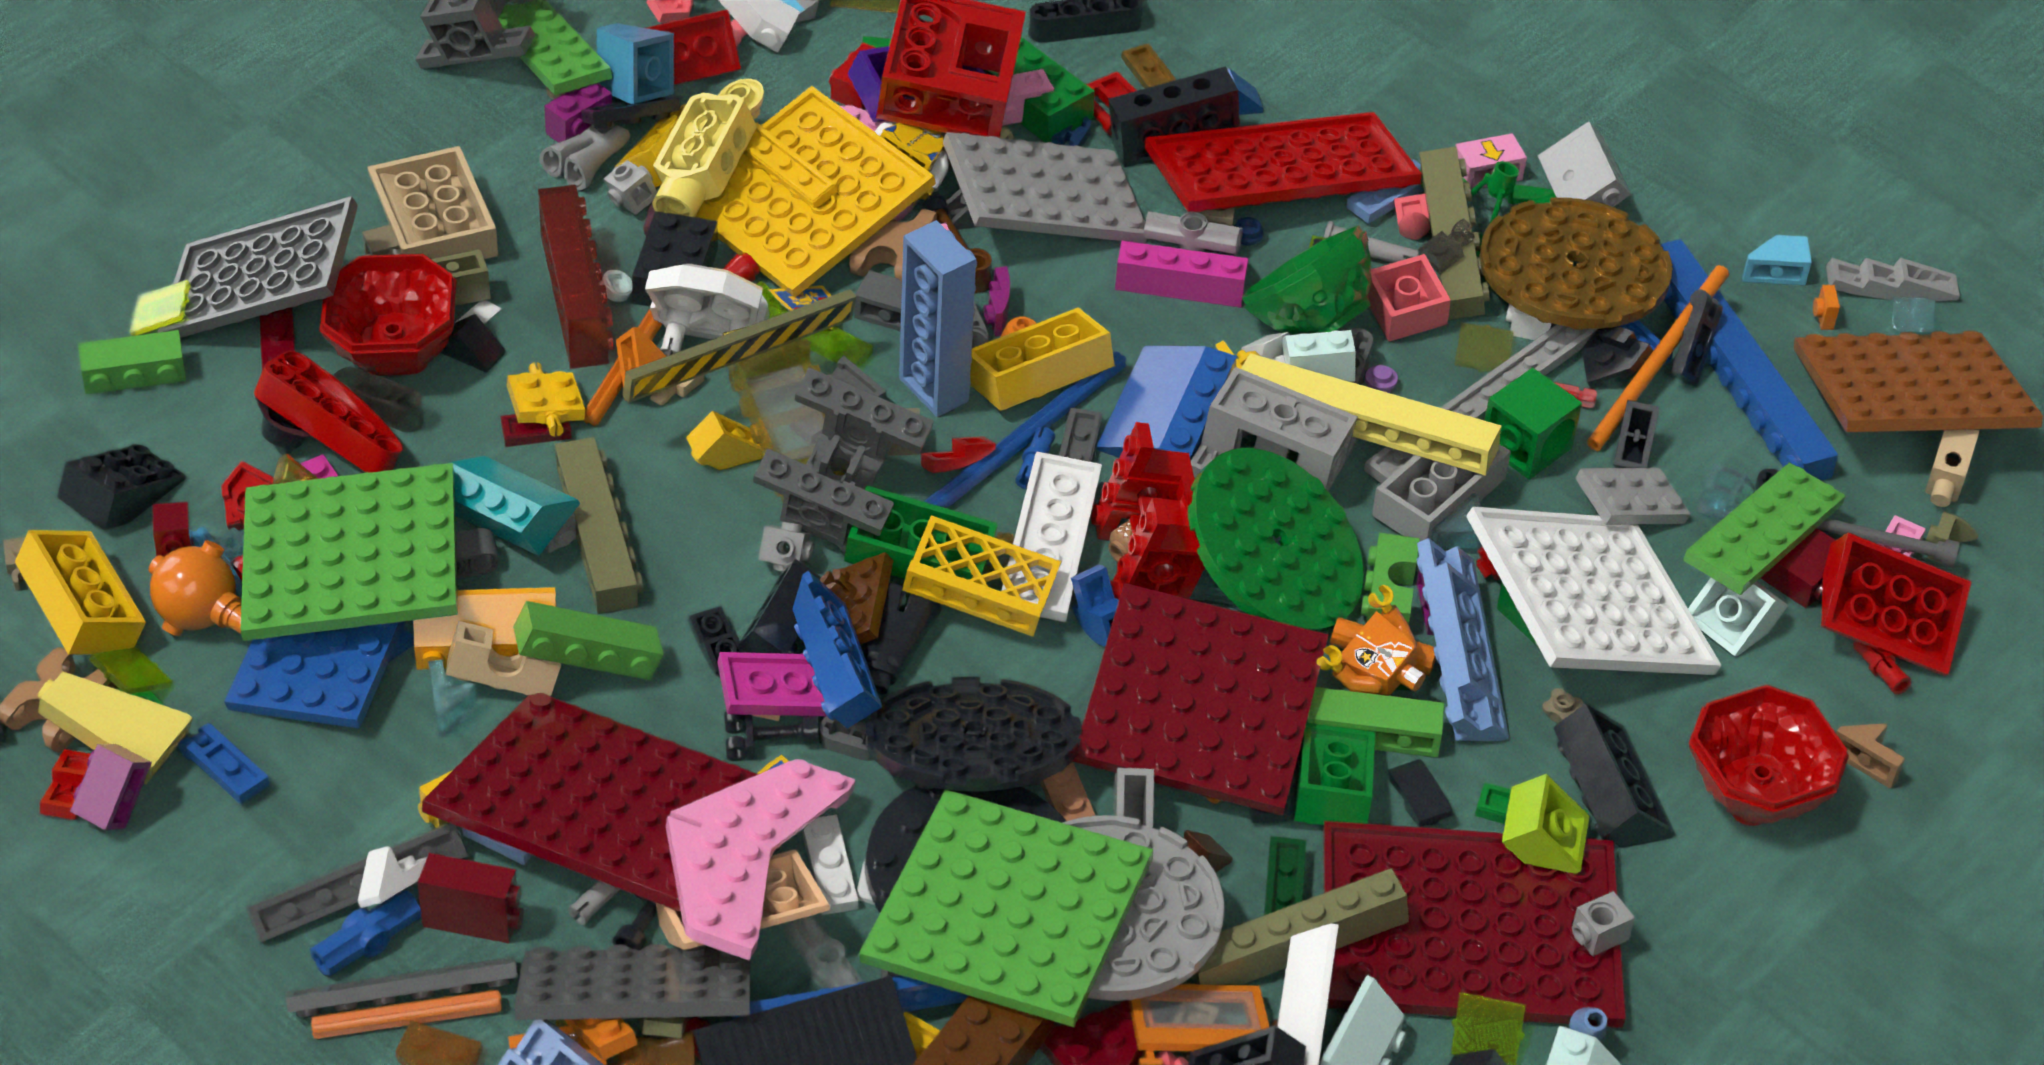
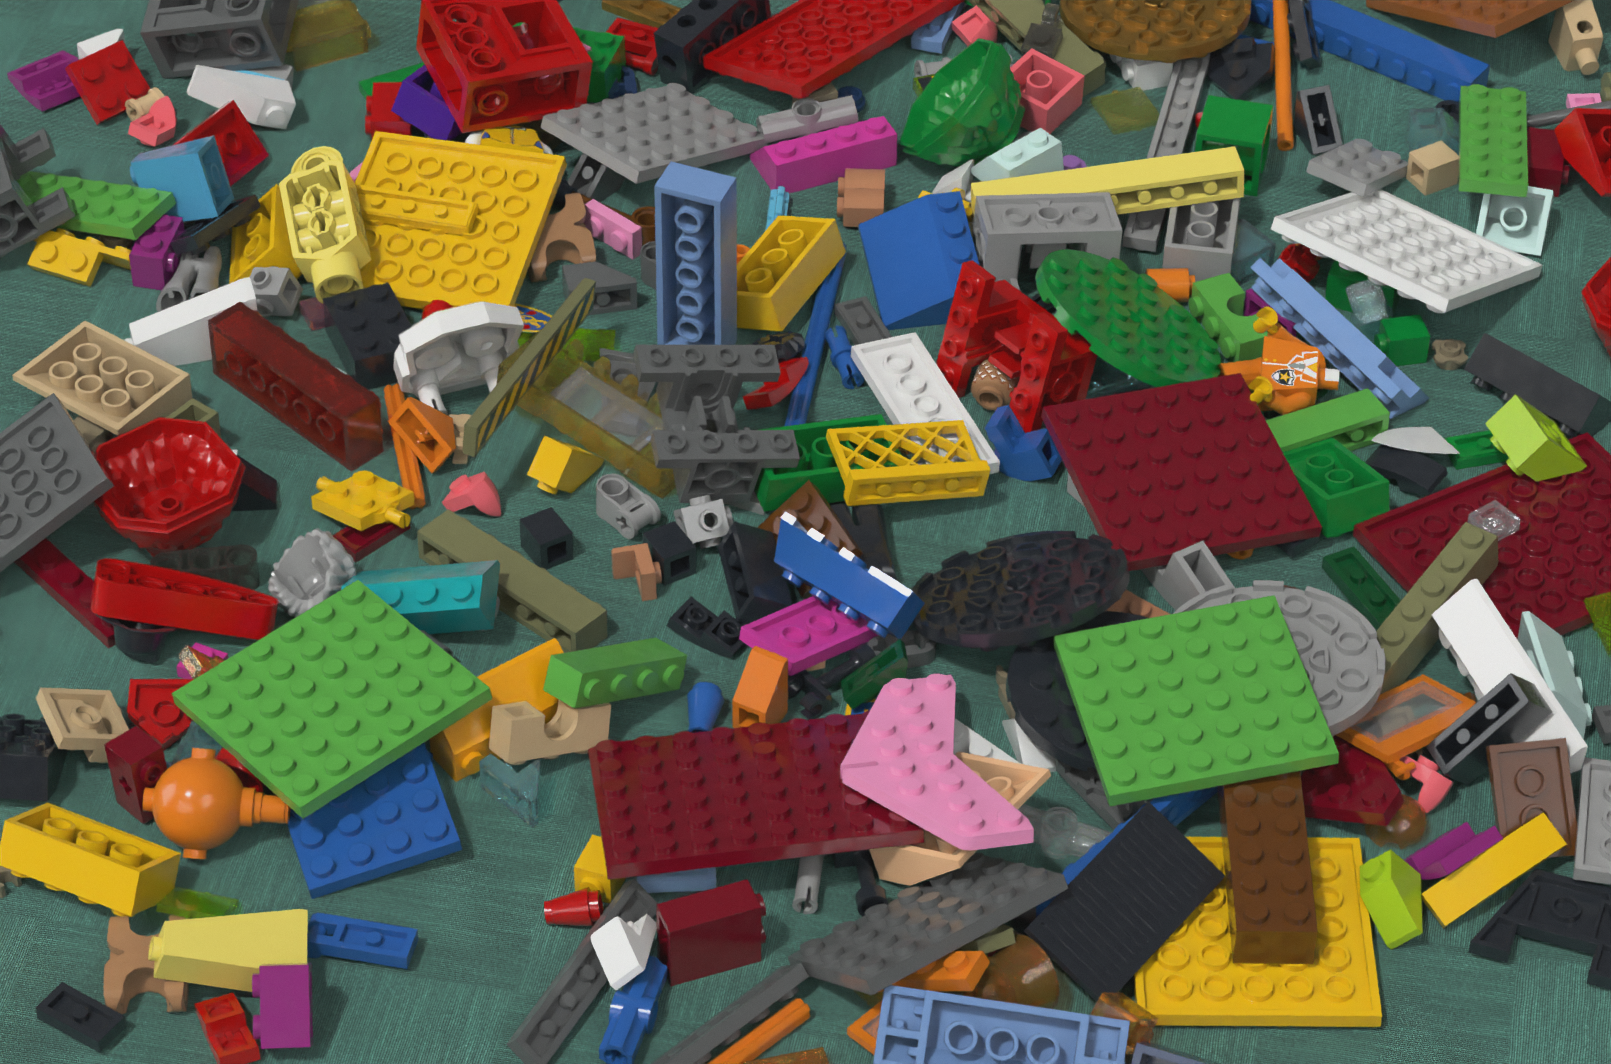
camera: 30 degrees left, 5 degrees down
(178, 475) = (82, 719): none -> tan plate
(400, 822) = (575, 909): none -> red cone
(443, 437) = (310, 572): none -> light grey hair
(512, 87) = (74, 258): none -> yellow bracket
(516, 186) = (182, 331): none -> white slope
(636, 434) = (475, 491): none -> coral plate
(648, 706) = (704, 706): none -> blue cone
(655, 499) = (546, 538): none -> black brick
(694, 716) = (761, 690): none -> orange slope
(706, 561) = (637, 562): none -> nougat bracket
(739, 560) = (672, 551): none -> black brick
(741, 500) = (624, 505): none -> light grey piece
(810, 747) = (870, 678): none -> dark green slope
(987, 423) = (786, 344): none -> black gear
(1102, 299) = (777, 204): none -> medium azure axle
(1178, 321) = (860, 195): none -> nougat brick
(1367, 522) = (1173, 281): none -> orange brick
(1441, 880) = (1495, 519): none -> clear plate
(1452, 771) = (1415, 439): none -> white sticker
(1510, 629) = (1368, 303): none -> clear light blue slope
(1524, 674) = (1403, 340): none -> green brick
(1699, 520) = (1433, 168): none -> tan brick

